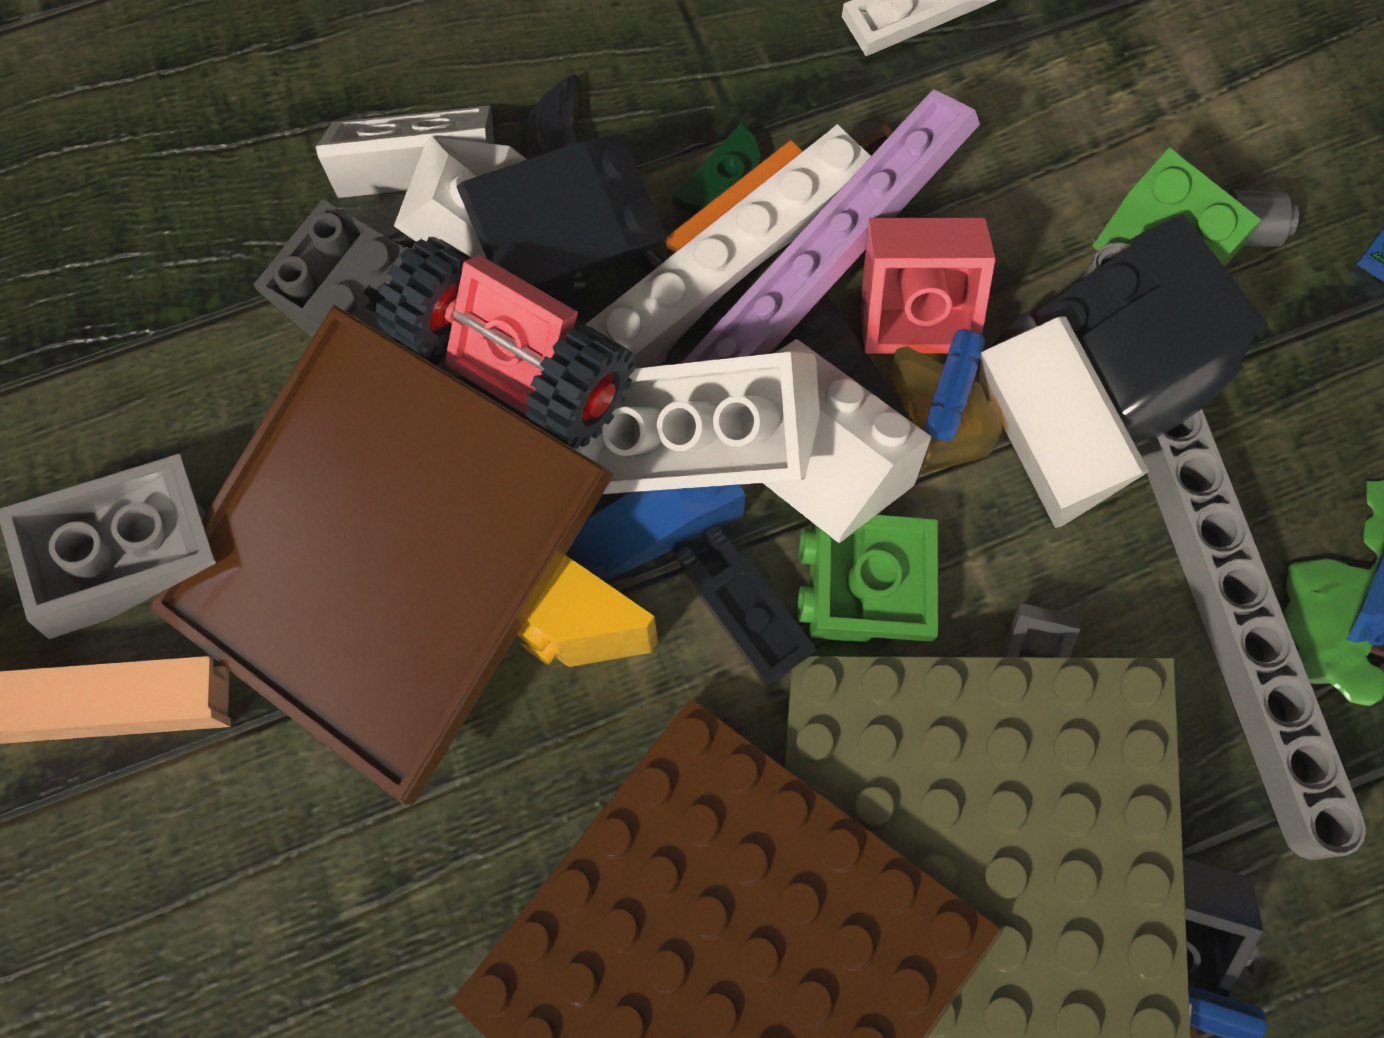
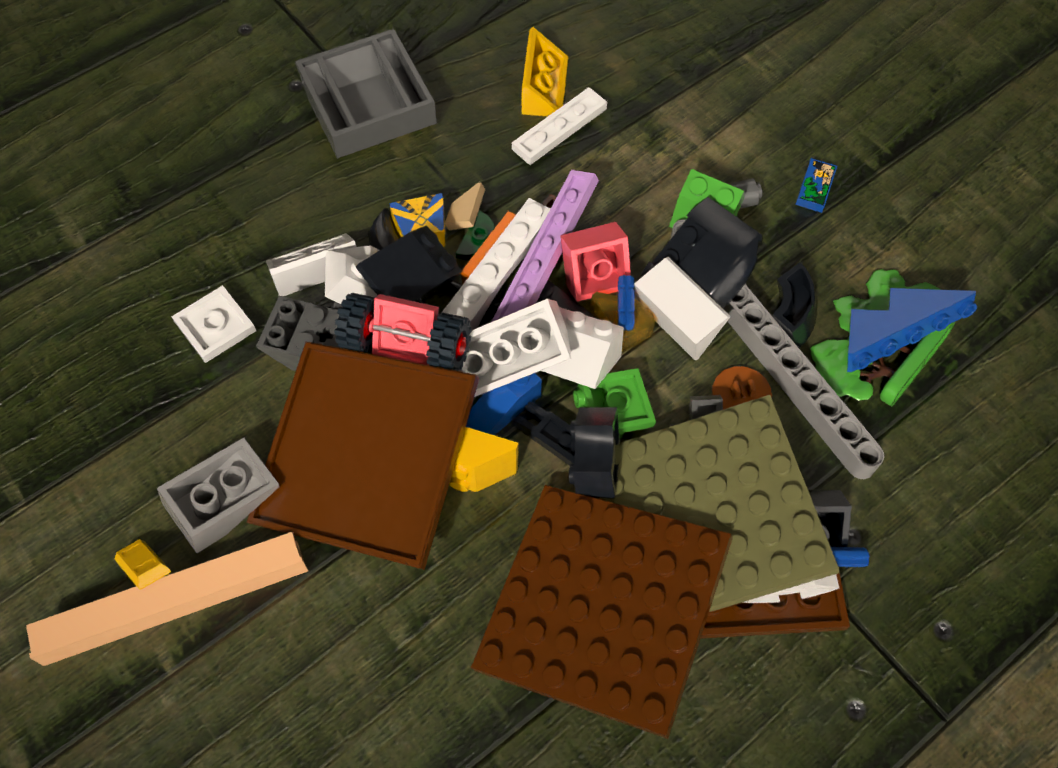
camera: 20 degrees left, 10 degrees down
(204, 219) = (214, 323): none -> white plate
(631, 104) = (419, 212): none -> torso
(717, 113) = (465, 208): none -> tan tile
(807, 637) = (595, 441): none -> black brick
(1125, 613) = (740, 385): none -> dark orange piece
(1295, 478) = (798, 306): none -> black brick

